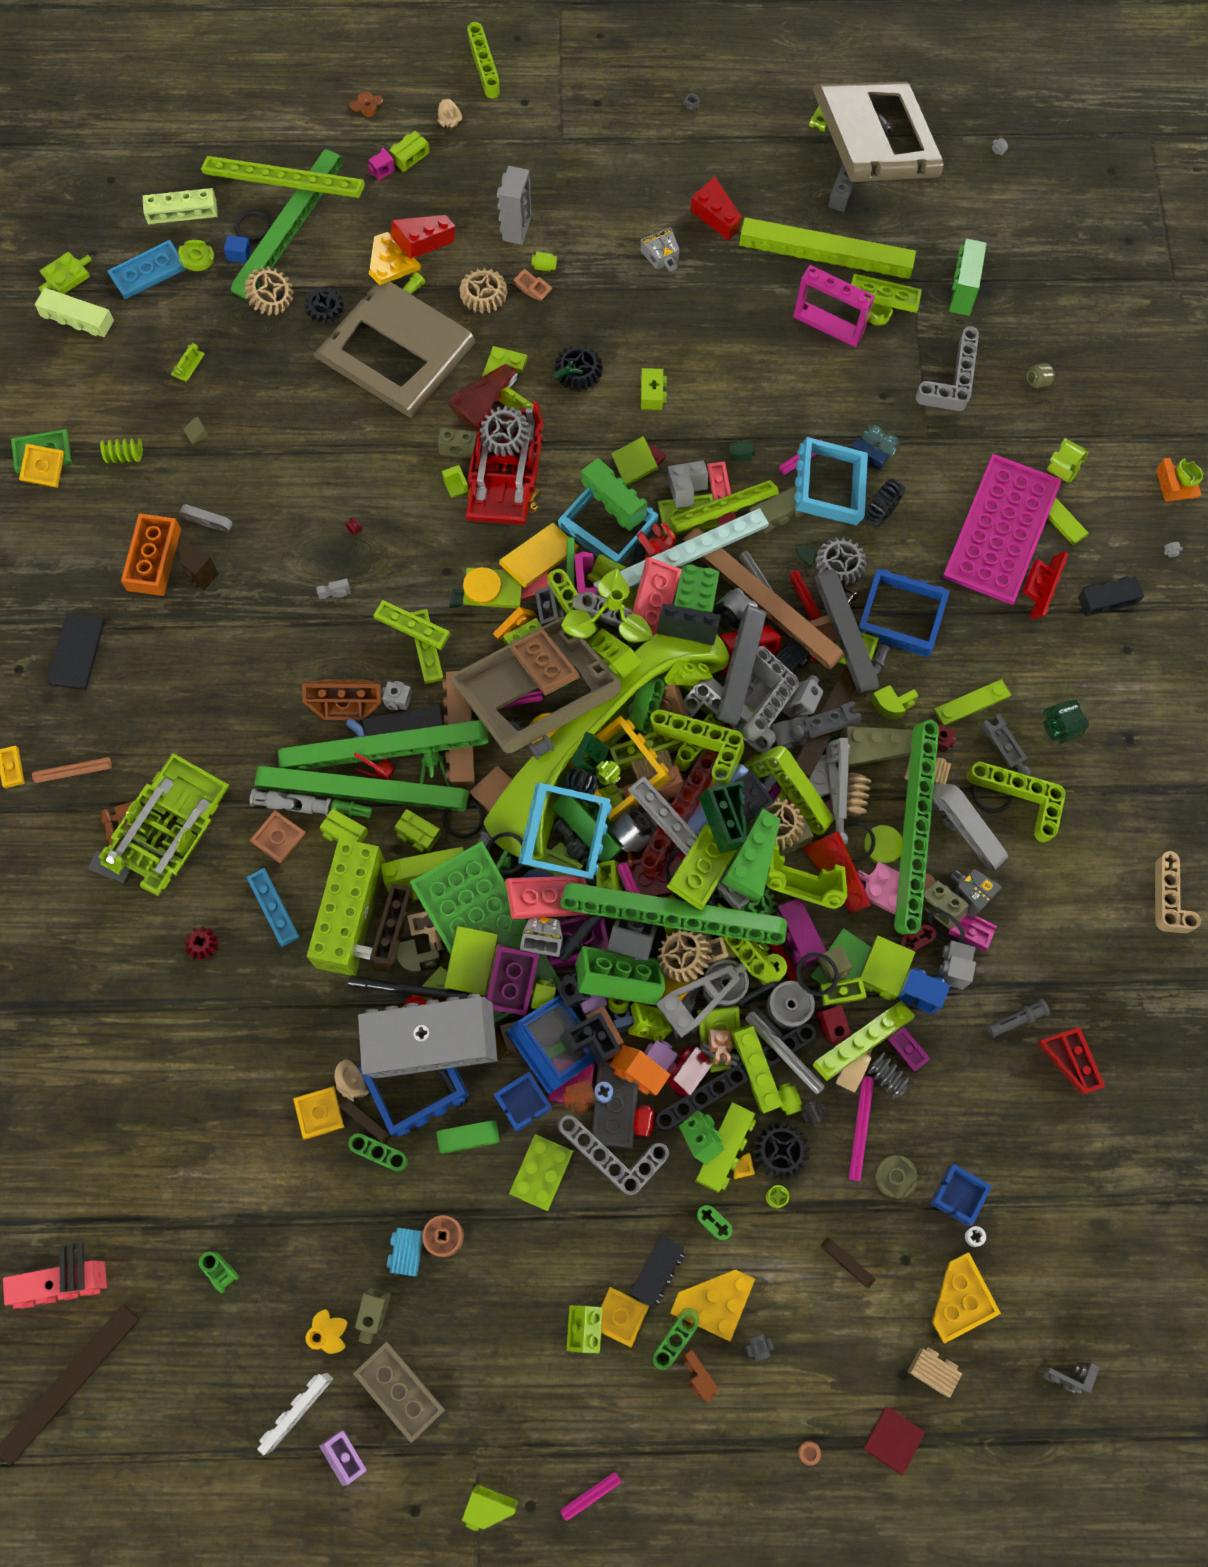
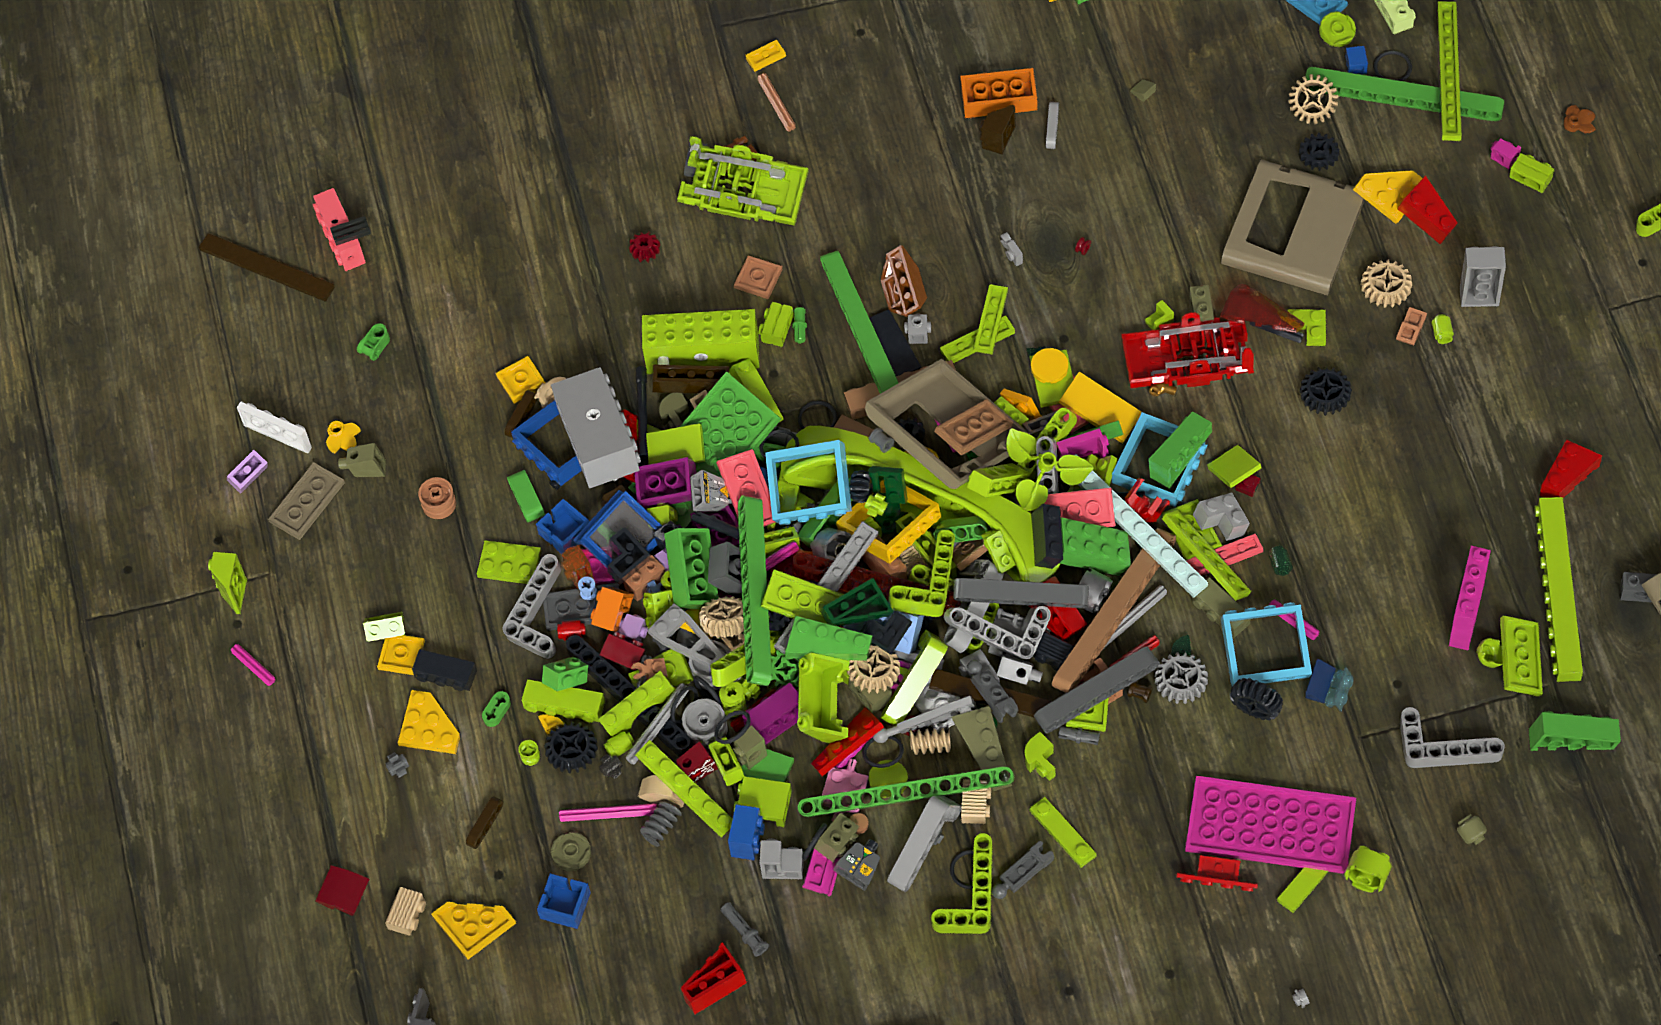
camera: 85 degrees right, 10 degrees down
(76, 651) = (889, 68): black tile -> none
(122, 451) = (1099, 36): lime piece -> none
(188, 363) = (1212, 60): lime hinge -> none
(273, 907) = (693, 290): dark azure tile -> none
(280, 800) = (792, 274): light grey piece -> none
(355, 727) = (877, 307): medium blue arm -> none
(361, 788) = (820, 327): bright green beam -> none
(369, 1147) = (496, 439): bright green beam -> none
(383, 770) = (842, 337): red plant -> none
(406, 1252) = (414, 474): medium azure brick -> none
(415, 283) = (1375, 222): lime pin -> none
(417, 831) = (792, 382): lime brick -> none
(431, 761) = (863, 375): bright green plant -> none
(448, 114) = (1594, 196): tan hat -> none
(511, 426) = (1214, 341): light grey gear -> none
(512, 399) = (1268, 346): lime hinge -> none
(566, 370) = (1311, 376): dark green bar -> none
(652, 389) = (1324, 462): lime brick -> none
(661, 249) = (1497, 432): light grey torso -> none
(673, 1349) = (390, 695): bright green beam -> none
(701, 1382) = (361, 720): dark orange plate -> none
(809, 1453) = (319, 826): nougat tile -> none
(898, 639) = (1141, 779): blue window -> none
(908, 1049) = (690, 837): magenta plate -> none
(920, 943) = (797, 829): dark red beam -> none
(948, 741) = (1014, 798): dark red brick -> none
(982, 1239) = (531, 934): white bush -> none
(1065, 721) = (1061, 915): clear green brick -> none
(1110, 596) = (1223, 942): black brick -> none
(1170, 487) = (1386, 990): orange bracket -> none
(1188, 473) = (1393, 992): lime hair -> none

